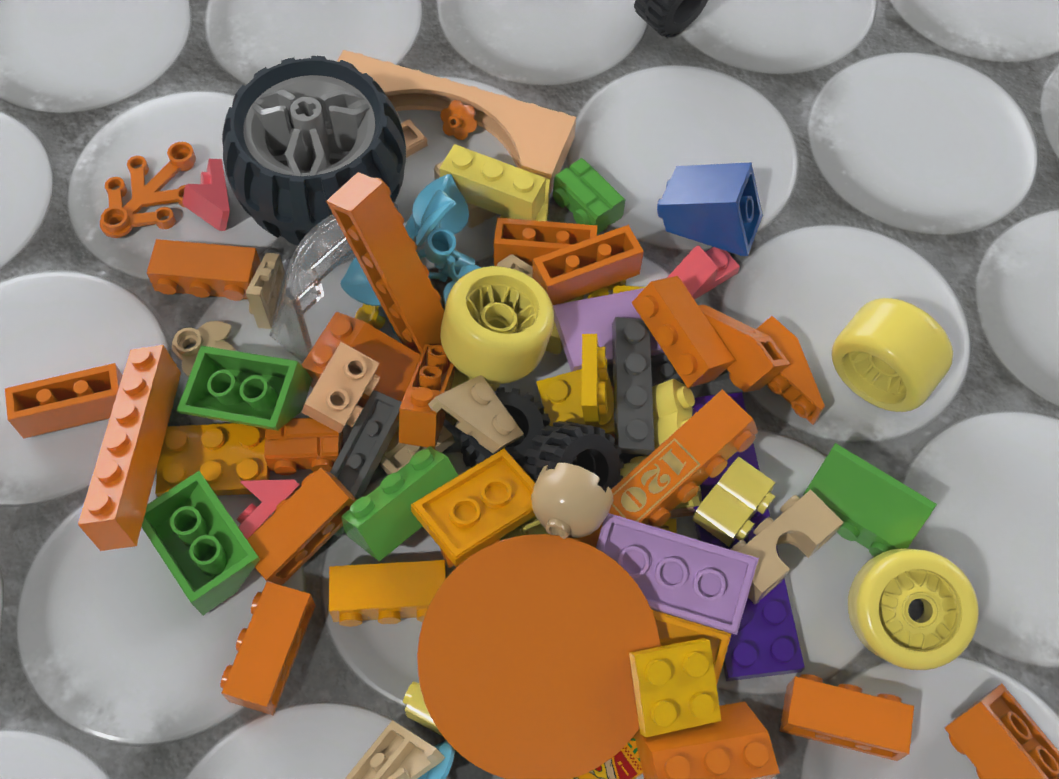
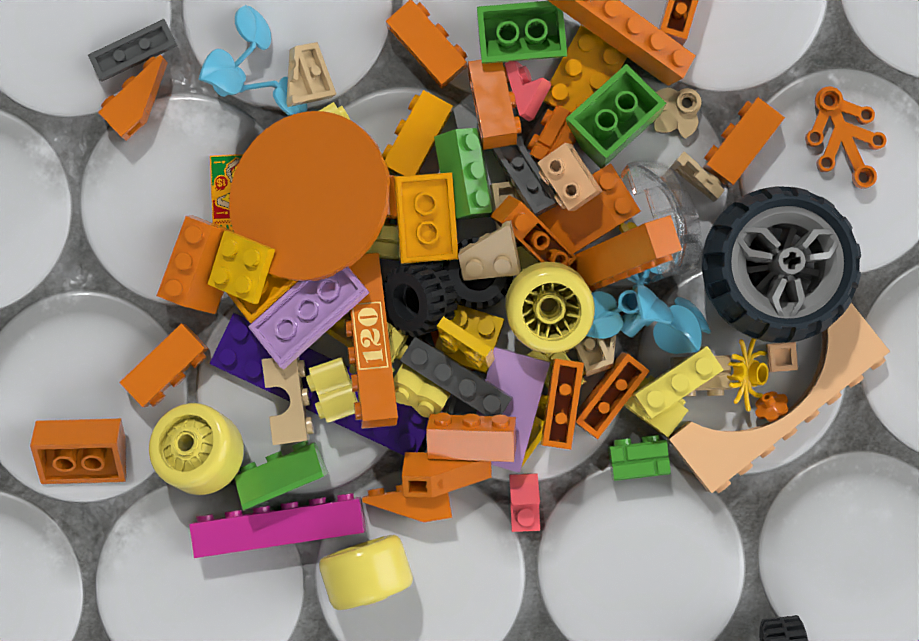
camera: 125 degrees right, 25 degrees up
(210, 197) = (802, 177): coral slope -> none
(438, 146) = (748, 373): none -> yellow animal
(570, 501) = (381, 264): tan cylinder -> none
(713, 205) = (569, 542): blue slope -> none
(958, 519) = (277, 527): none -> dark pink brick

